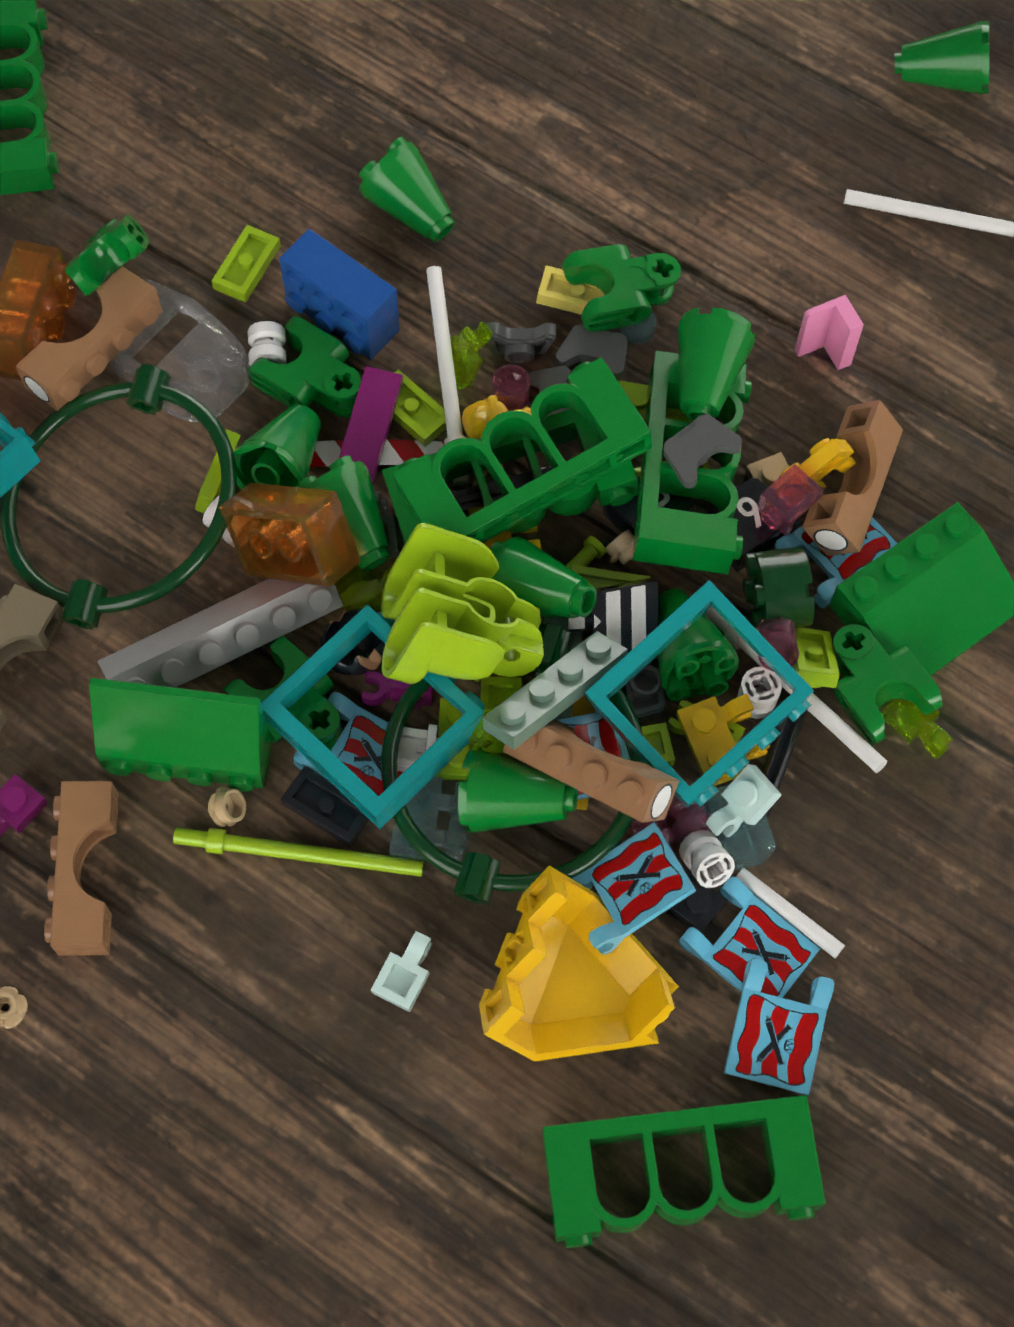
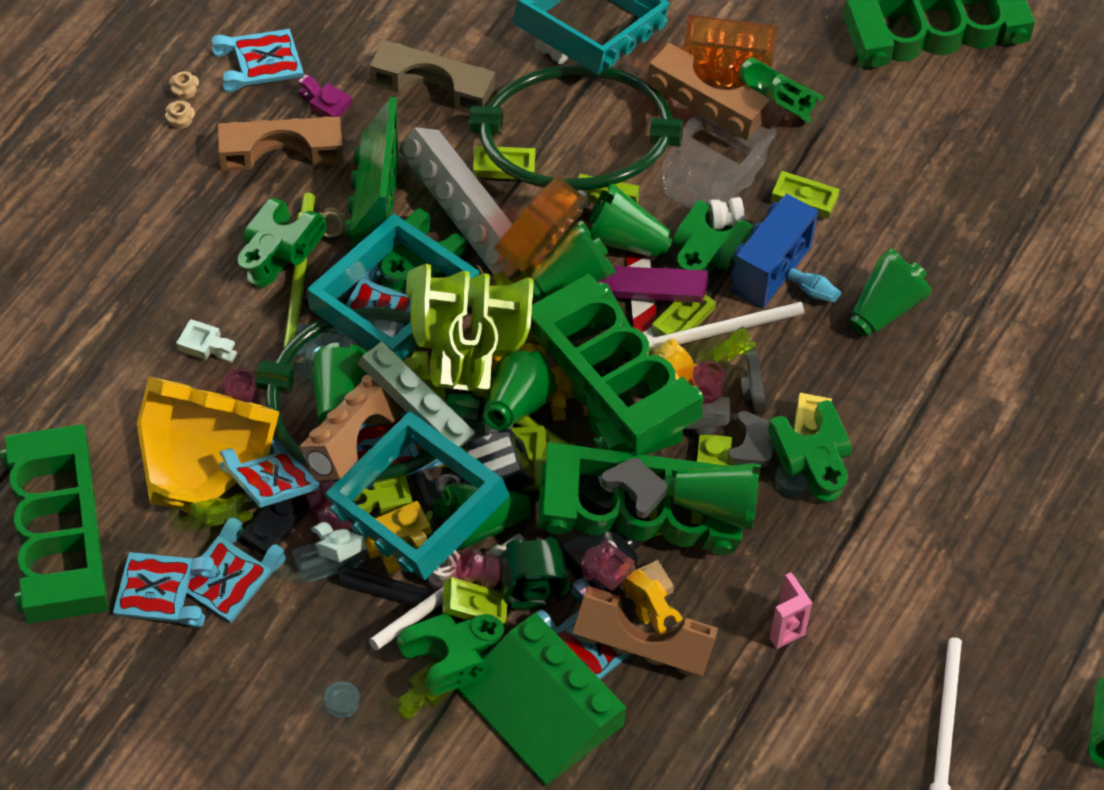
camera: 85 degrees right, 10 degrees down
(149, 569) = (485, 168): none -> lime plate
(261, 876) = (274, 244): none -> green piece
(386, 261) = (815, 285): none -> medium azure piece
(484, 919) = (240, 385): none -> clear pink wheel
(678, 951) = (217, 509): none -> clear neon green plate
(706, 858) = (295, 530): white wheel -> none
(791, 914) = (258, 598): white bar -> none
(927, 819) = (341, 699): none -> clear light blue tile

